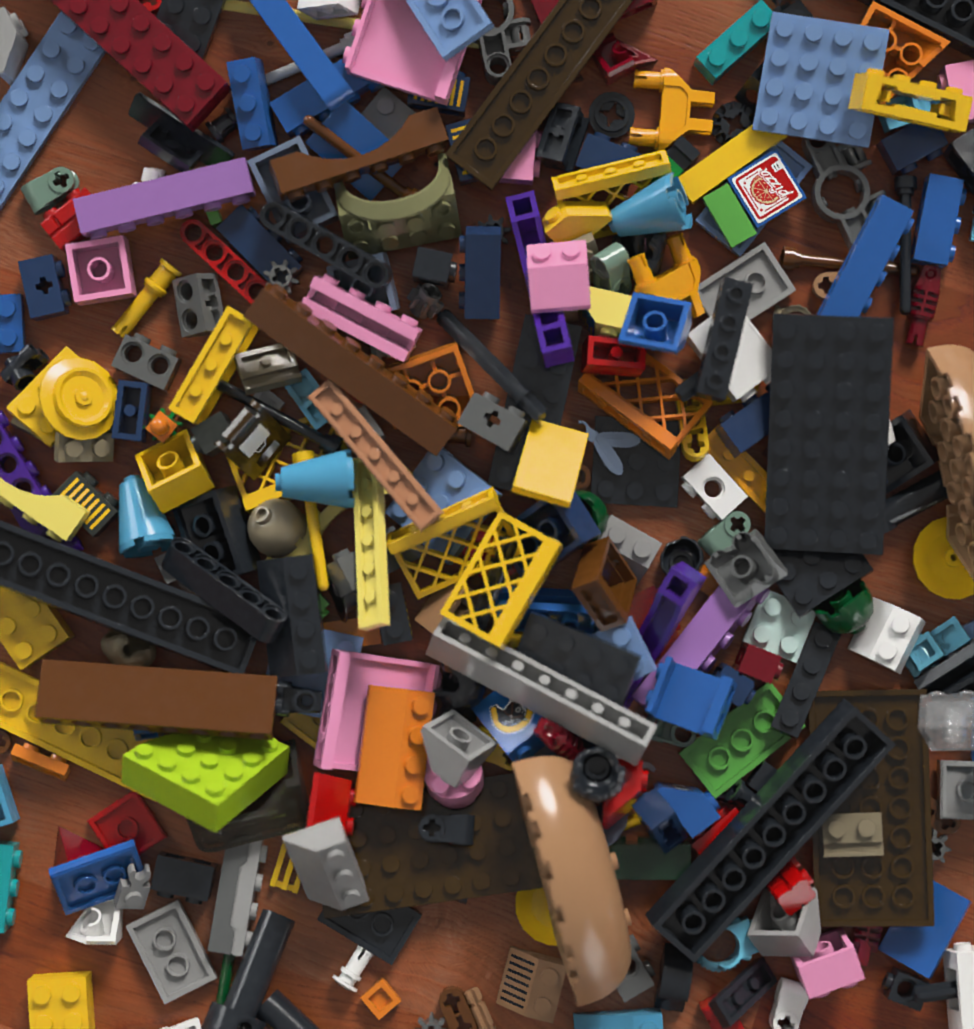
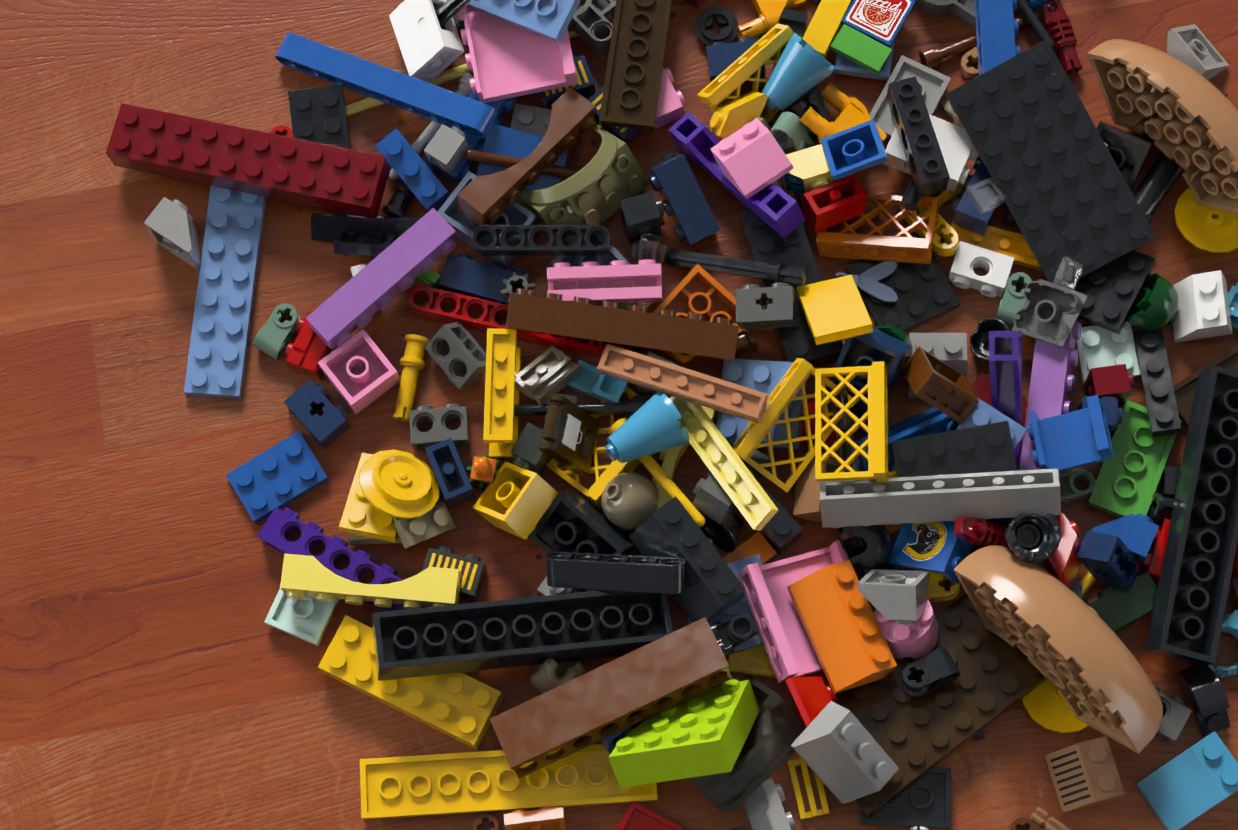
camera: 25 degrees left, 15 degrees down
(20, 368) = (333, 492): black plate -> none
(141, 521) = (510, 560): dark azure cone -> none
(291, 102) = (446, 148): none -> light grey brick
(562, 137) = (687, 61): black hinge -> none
(754, 426) = (985, 195): none -> clear tile
(782, 543) = (1068, 273): none -> clear slope

